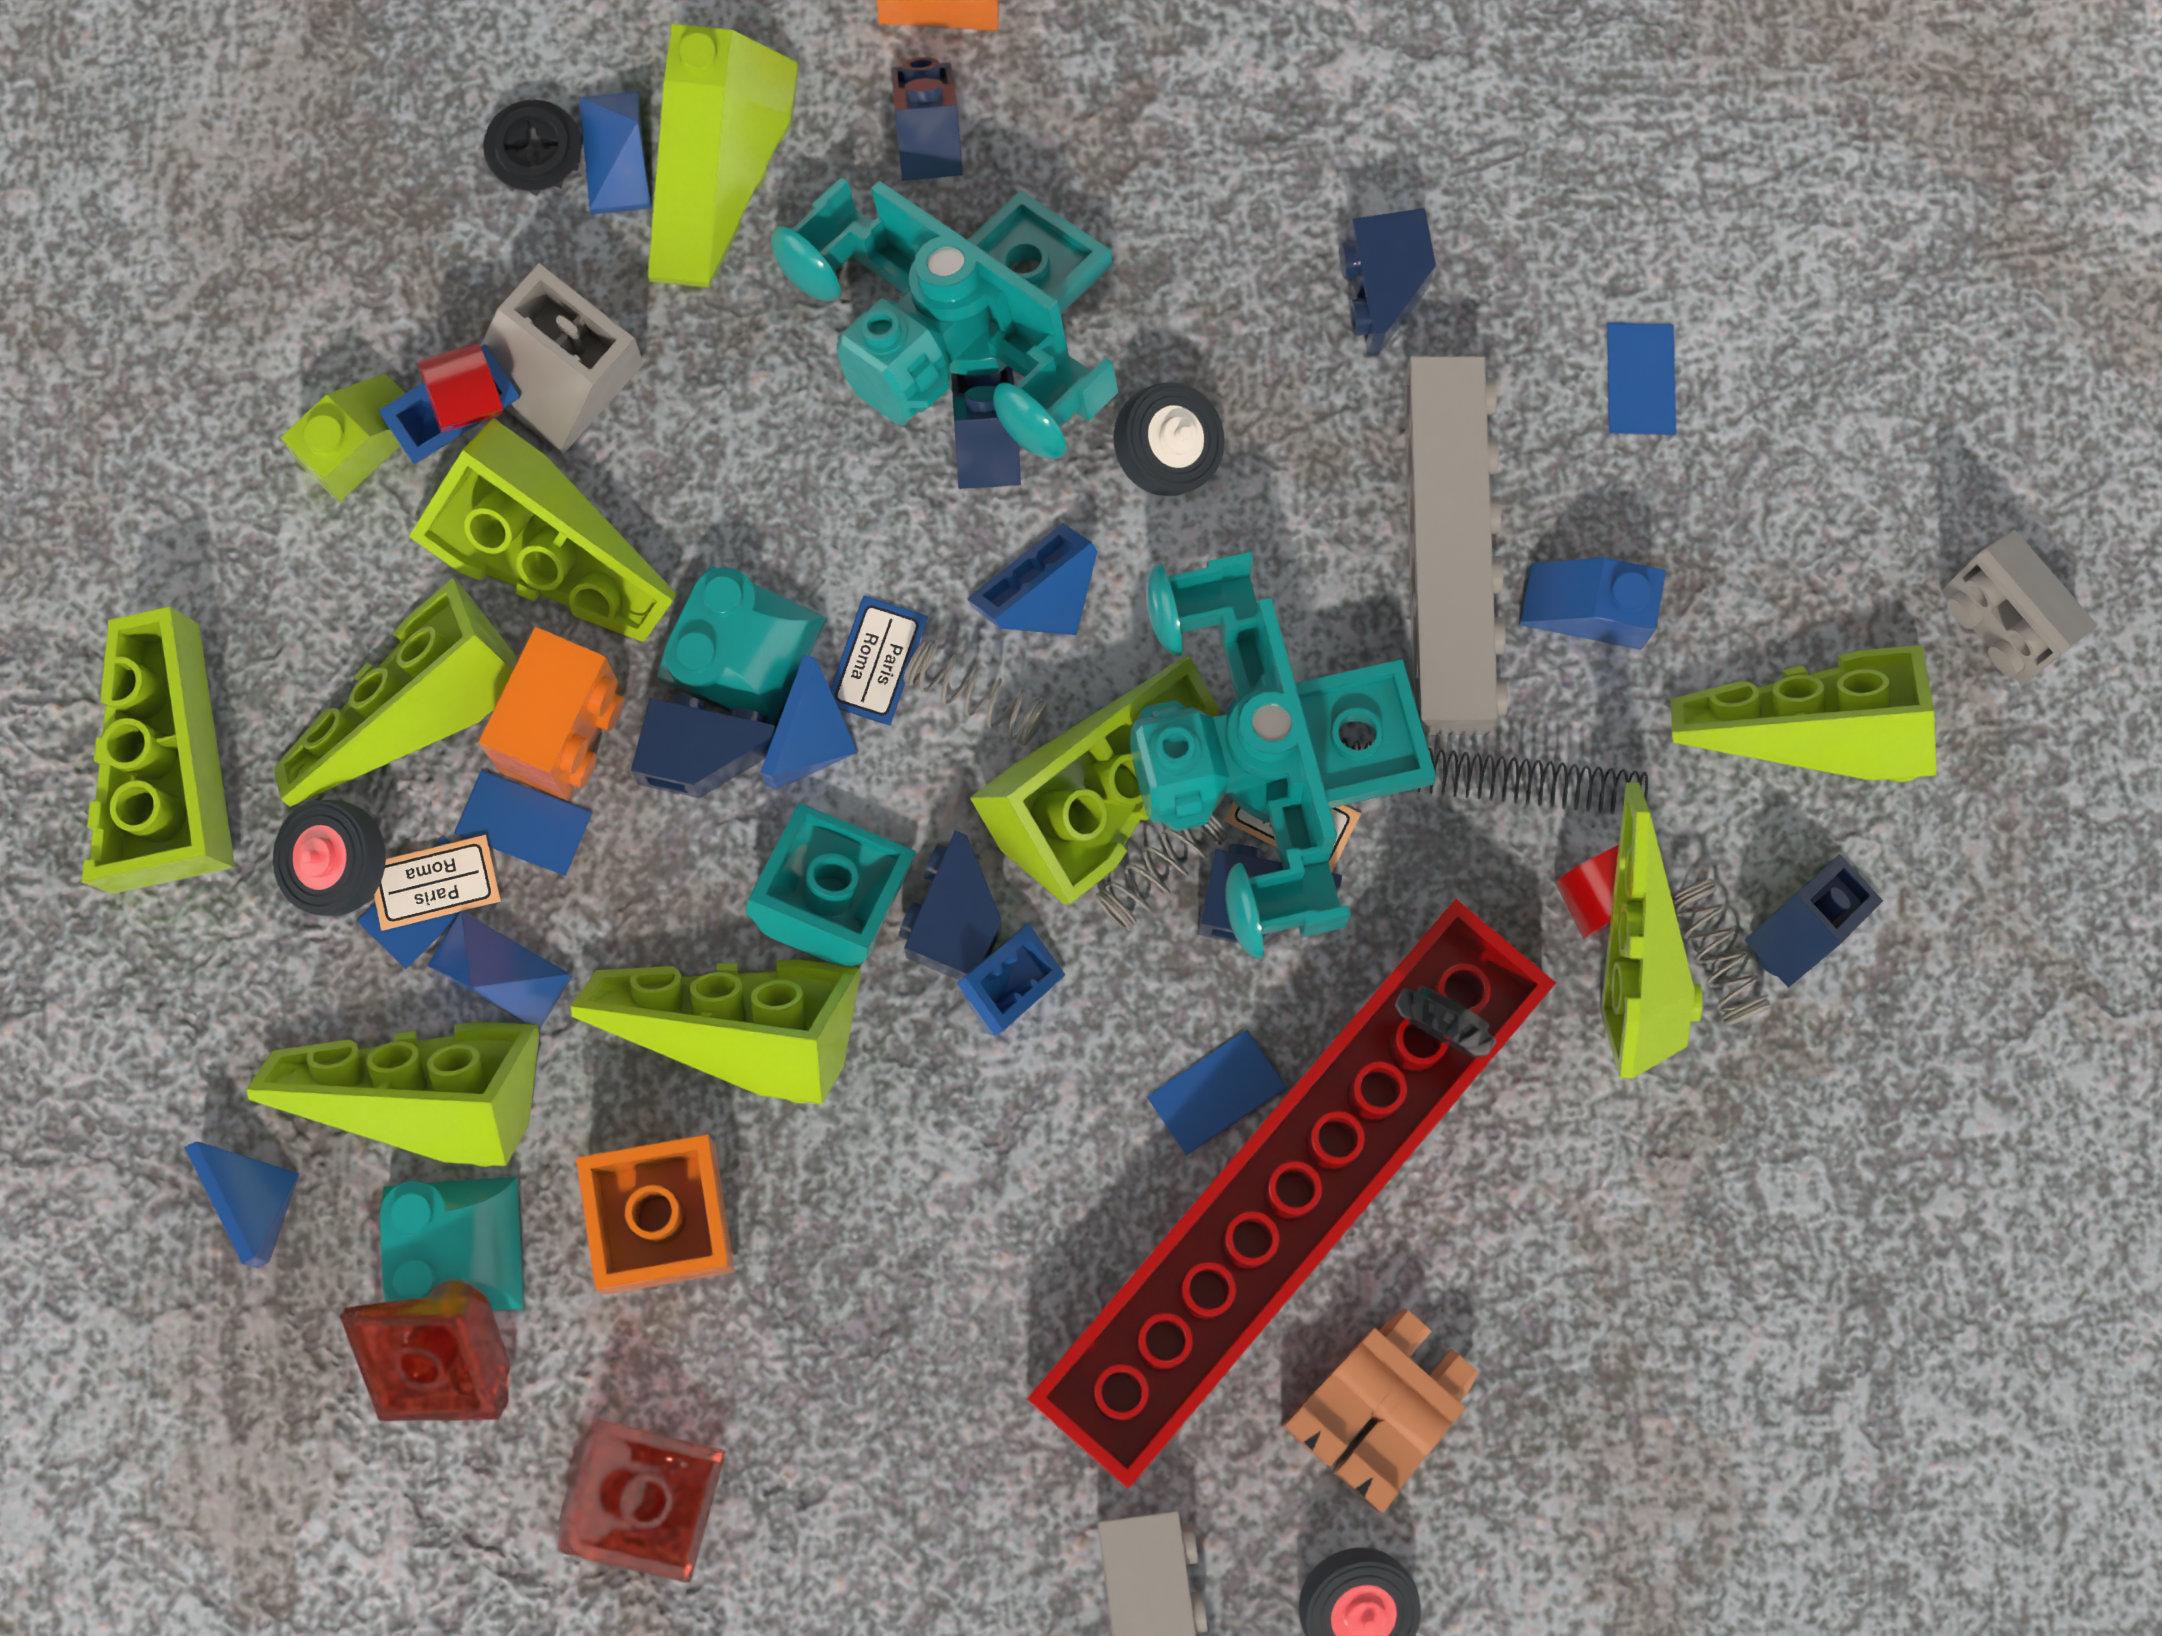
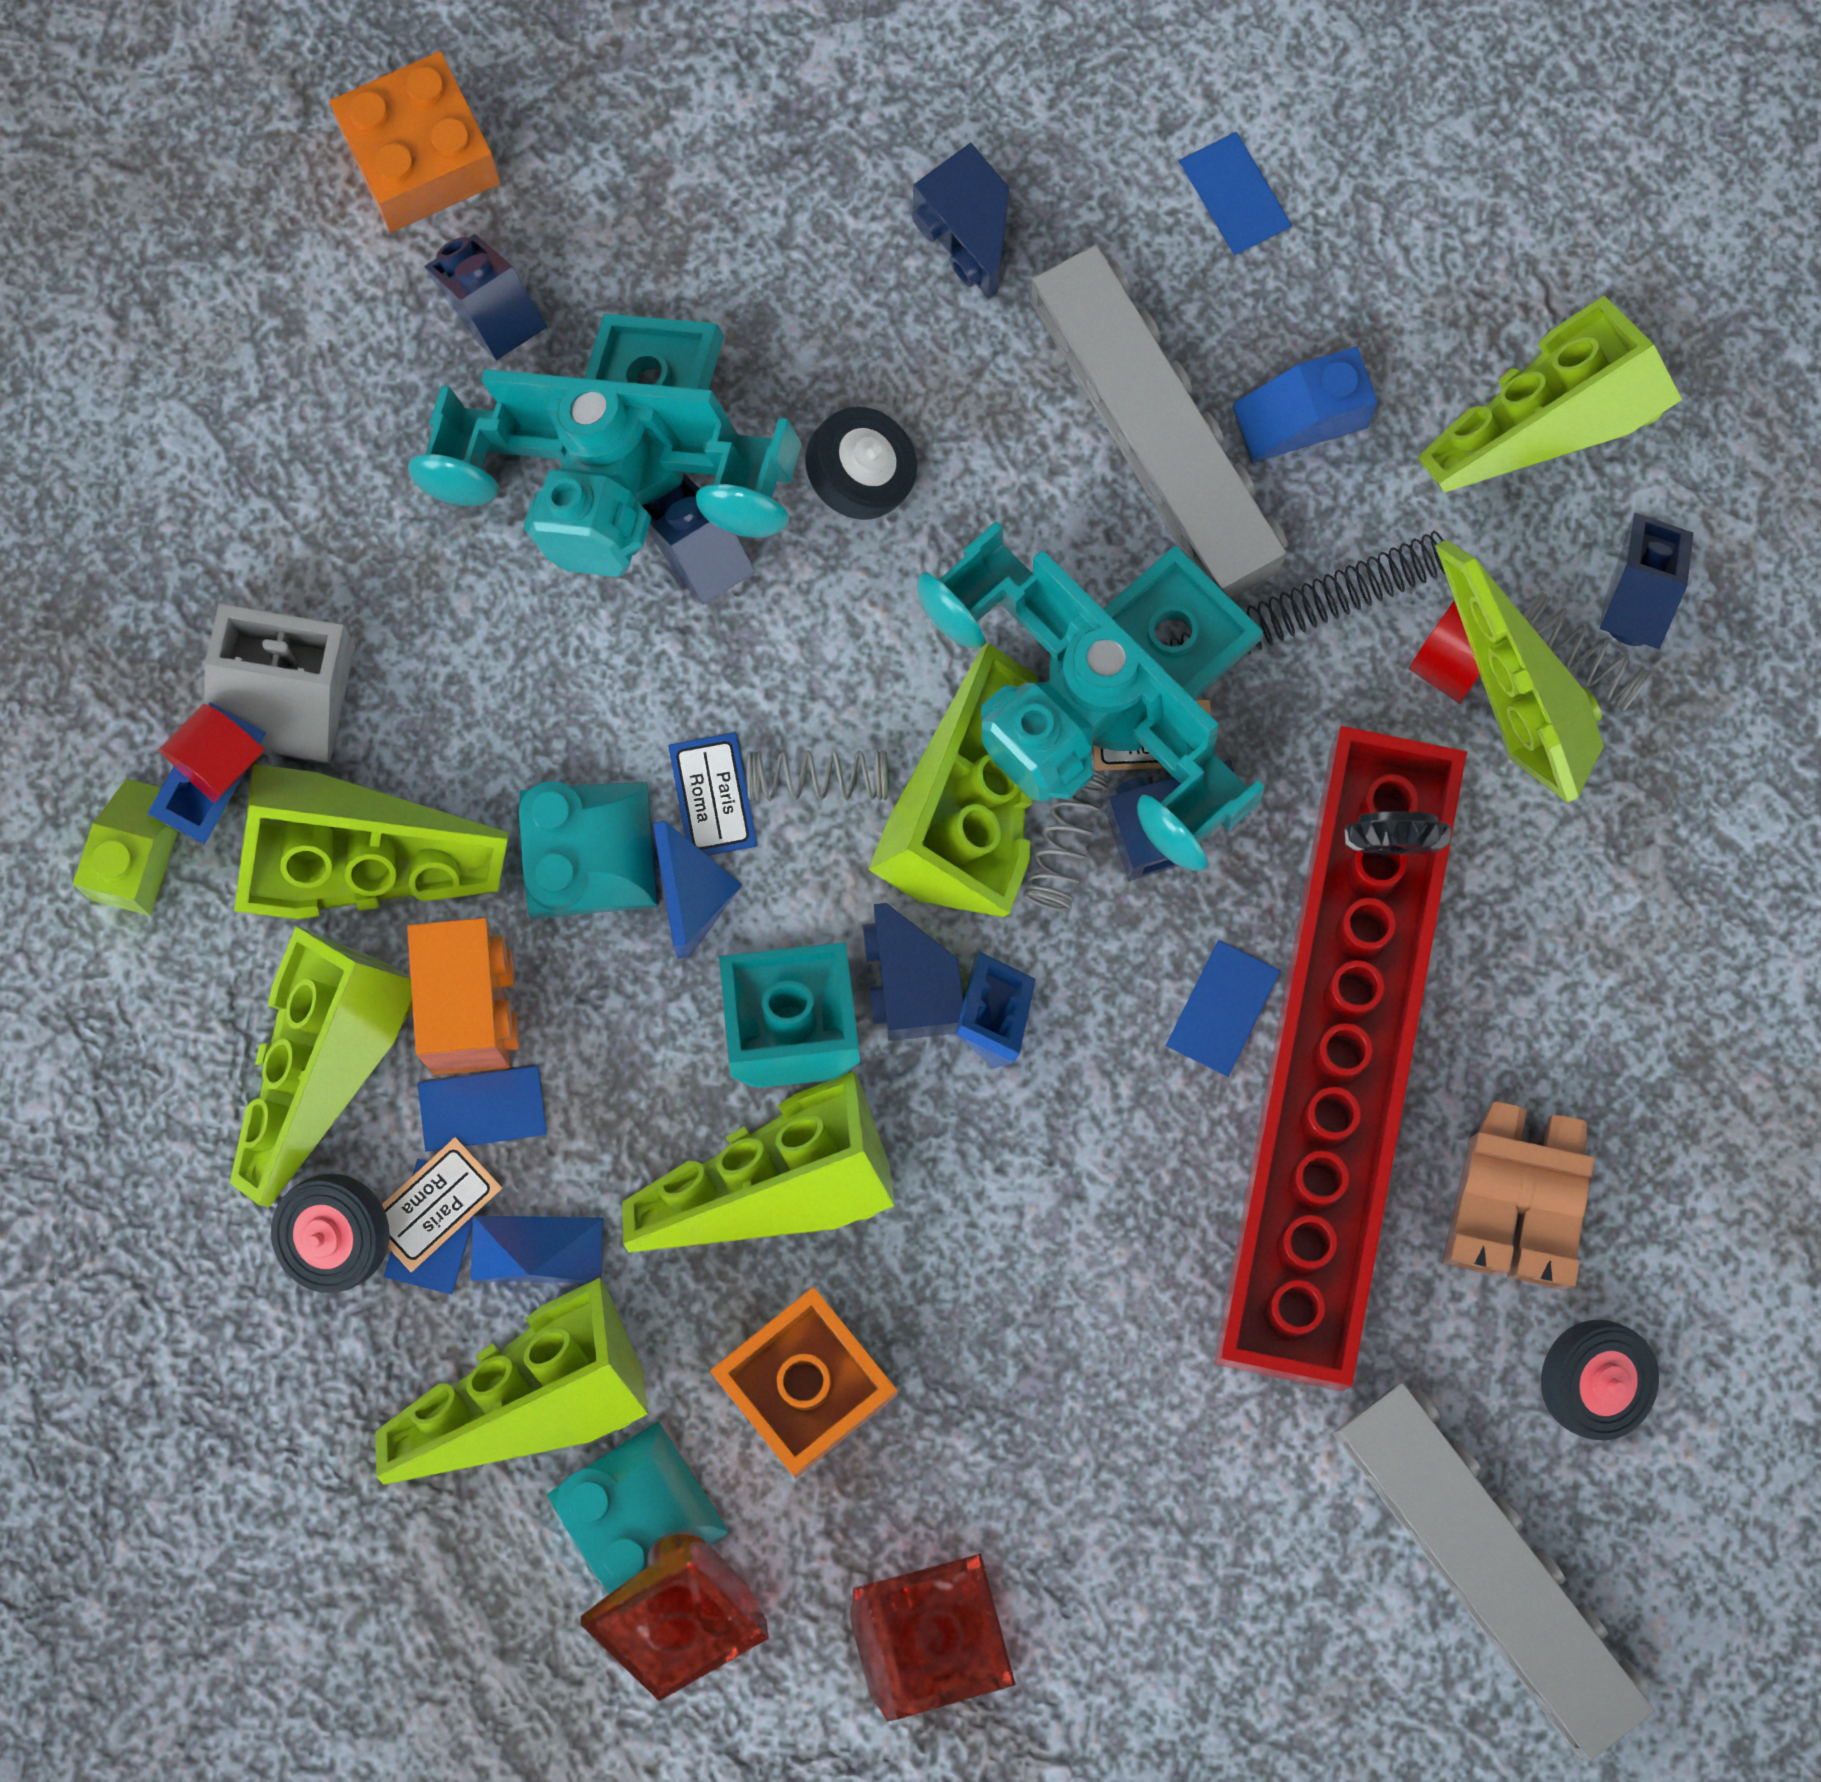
camera: 25 degrees left, 0 degrees up
(158, 760) = (135, 1245): lime wedge -> none
(247, 1197) = (431, 1570): blue slope -> none
(512, 130) = (154, 479): black gear -> none
(615, 152) = (220, 471): blue slope -> none
(695, 748) = (603, 957): dark blue slope -> none
(719, 127) = (307, 407): lime wedge -> none
(1042, 587) = (822, 651): blue slope -> none
(2017, 608) = (1668, 221): light grey slope -> none

